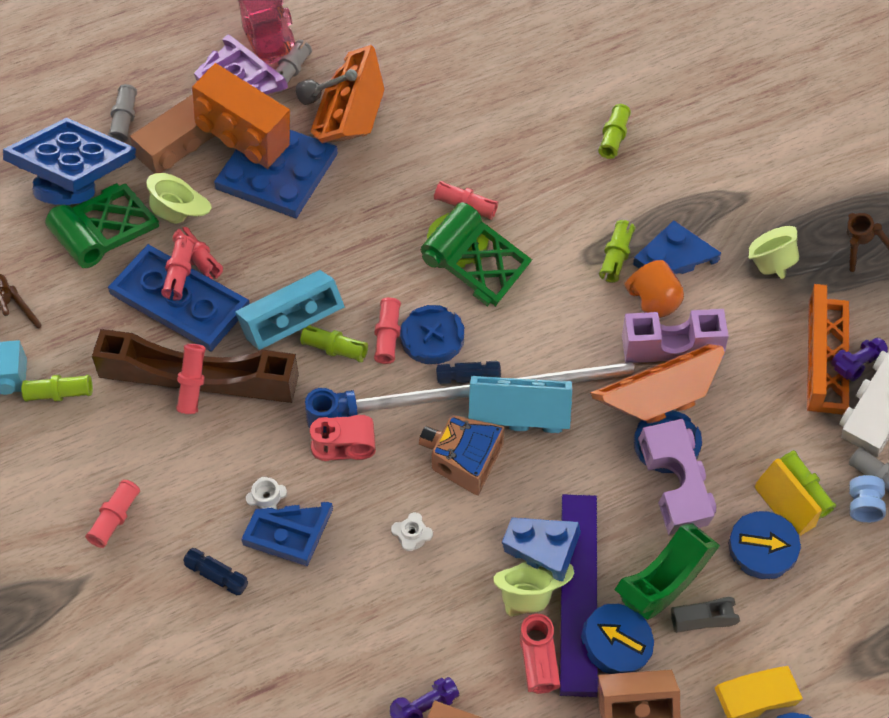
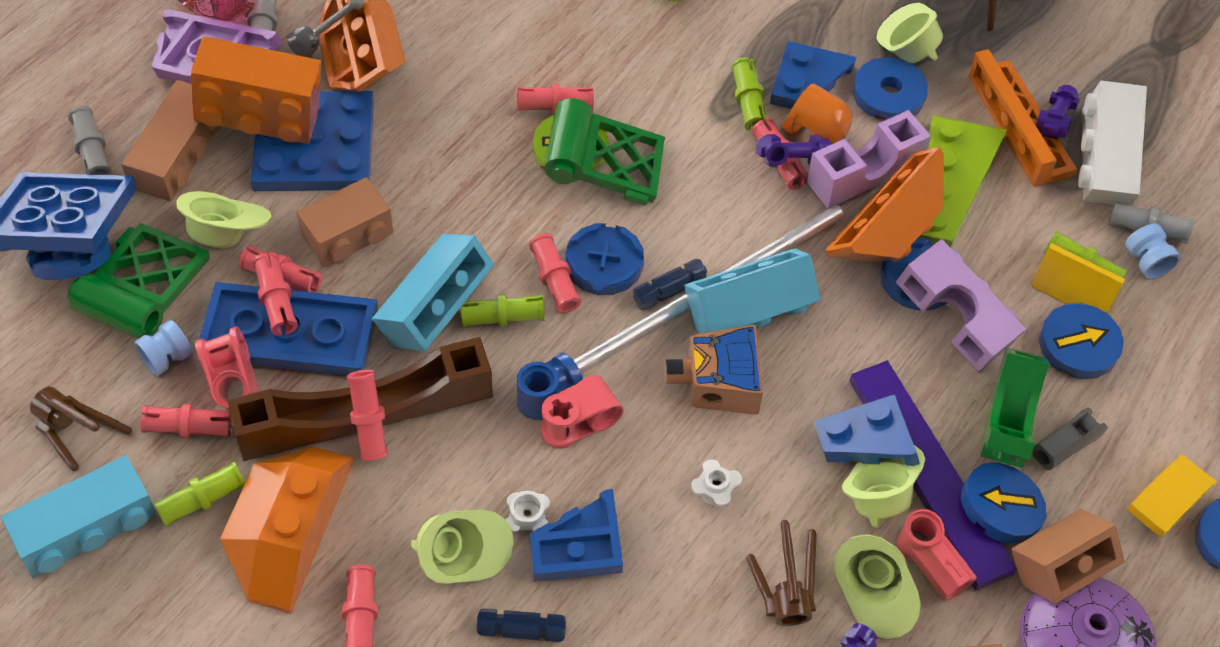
camera: 30 degrees left, 0 degrees up
(73, 333) = (186, 421): none -> coral pin
(88, 277) = (163, 347): none -> light blue wheel
(100, 429) = (283, 522): none -> orange wedge
(119, 305) = (224, 362): none -> coral piece
(204, 498) = (463, 546): none -> yellowish green piece
(260, 235) = (345, 222): none -> nougat brick
(411, 639) = (790, 602): none -> reddish brown plant
(480, 655) = (878, 585): none -> yellowish green piece
(600, 302) = (776, 153): none -> dark purple bar
(613, 305) = (791, 168): none -> coral pin
(740, 274) = (893, 73): none -> blue tile
(744, 373) = (967, 159): none -> lime wing

